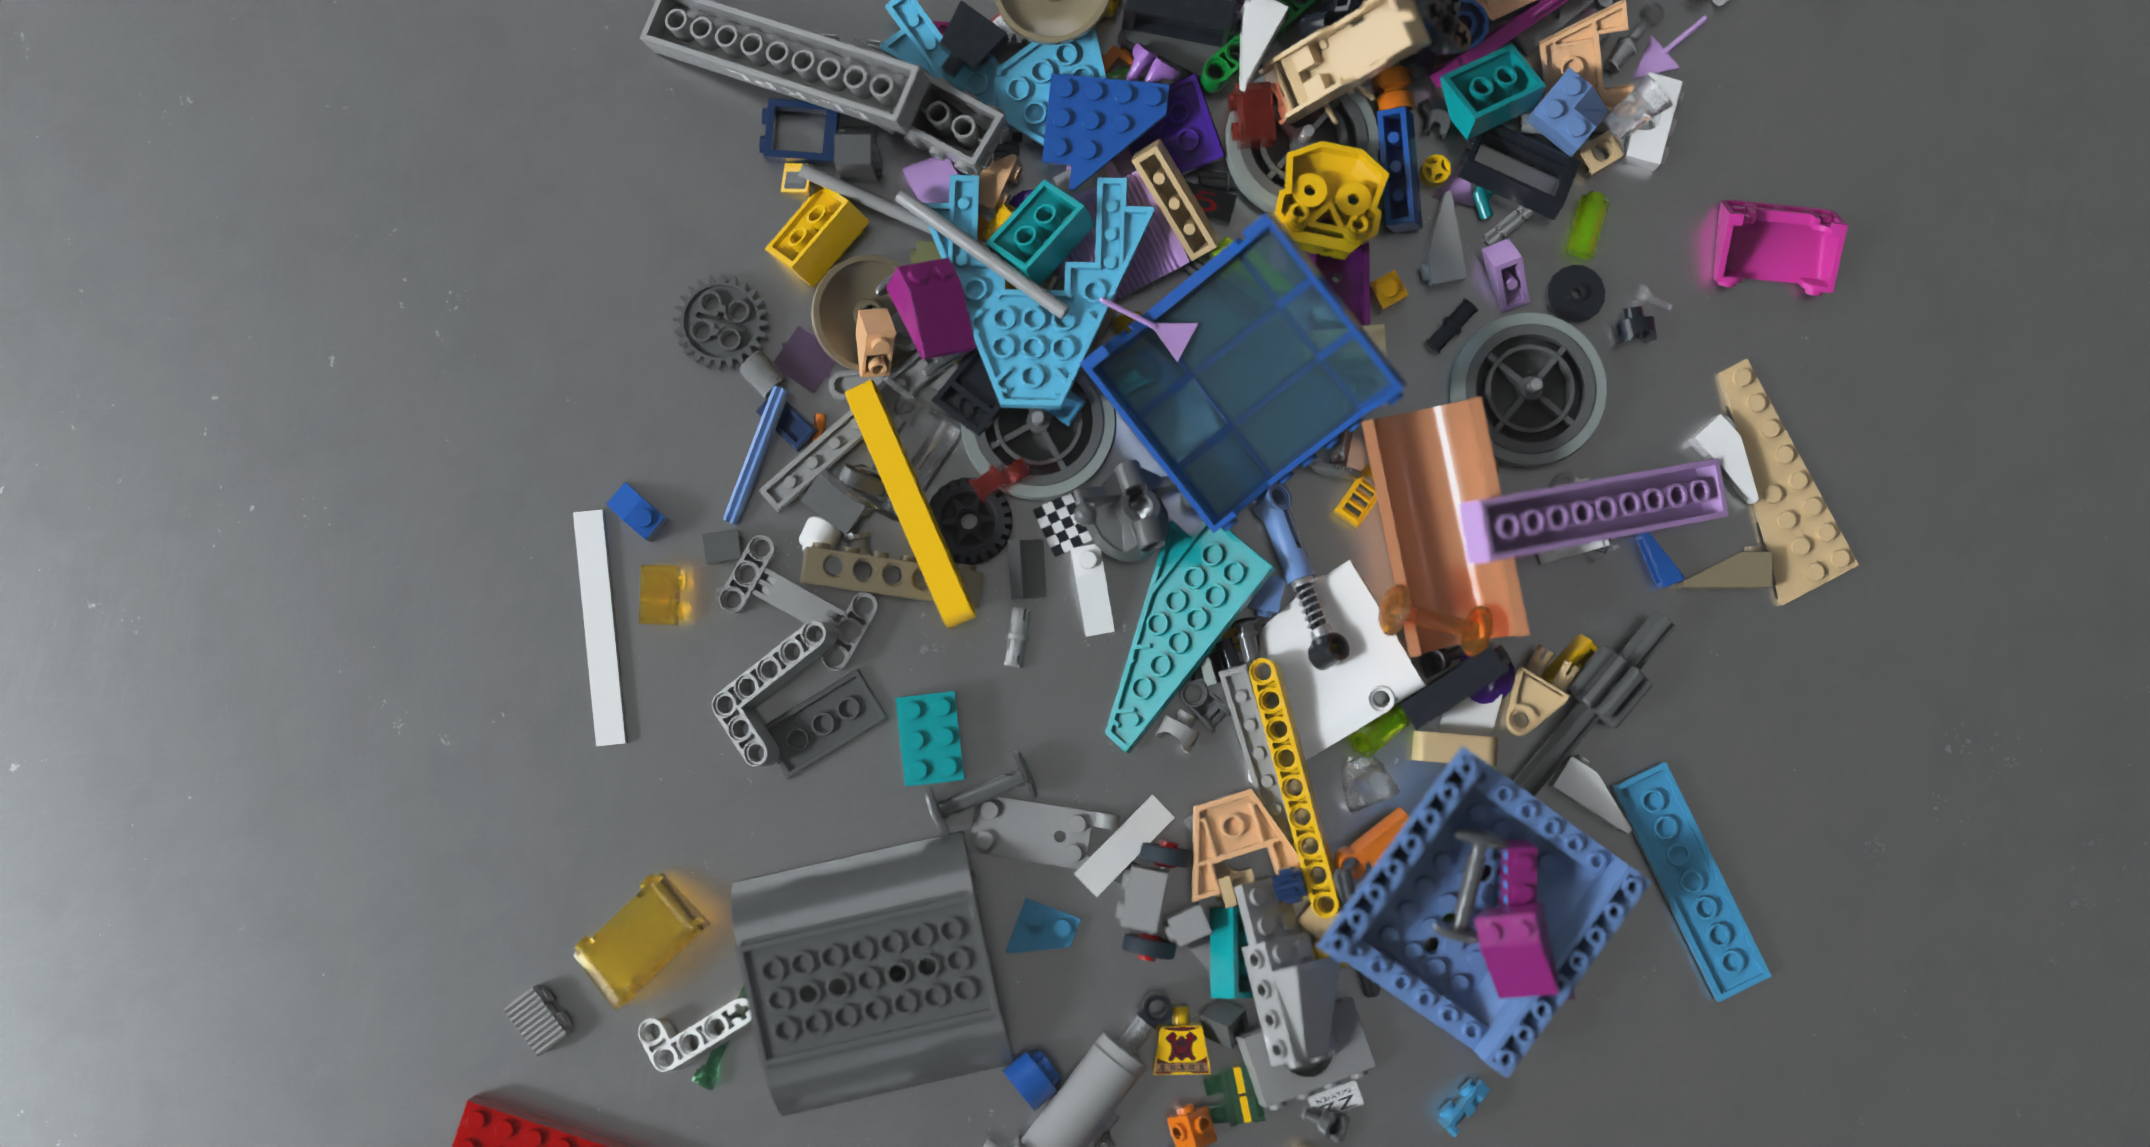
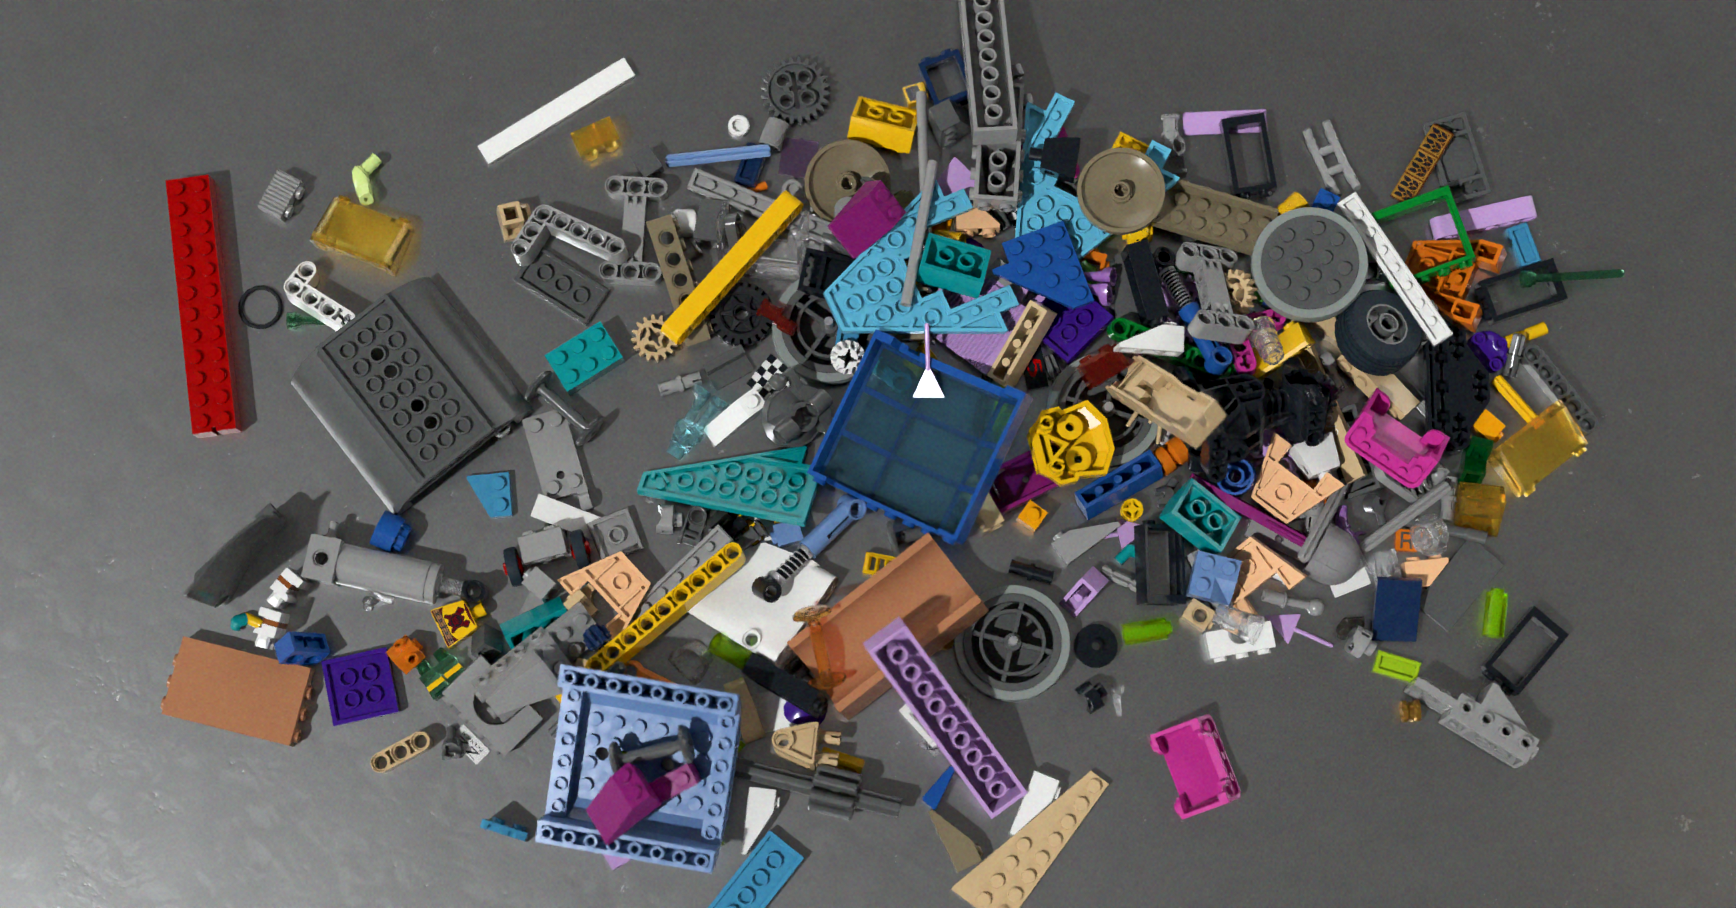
camera: 70 degrees right, 5 degrees down
(569, 911) = (361, 179): none -> yellowish green arm
(637, 512) = (643, 99): blue slope -> none
(666, 1138) = (273, 321): none -> black piece
(712, 745) = (512, 218): none -> tan brick
(730, 413) = (738, 126): none -> white tile
(875, 342) = (828, 194): light nougat slope -> none
(947, 655) = (647, 341): none -> tan gear
(1078, 419) = (840, 349): none -> white gear
(1086, 655) = (688, 434): none -> clear light blue piece
(1166, 804) = (615, 534): none -> light grey plate

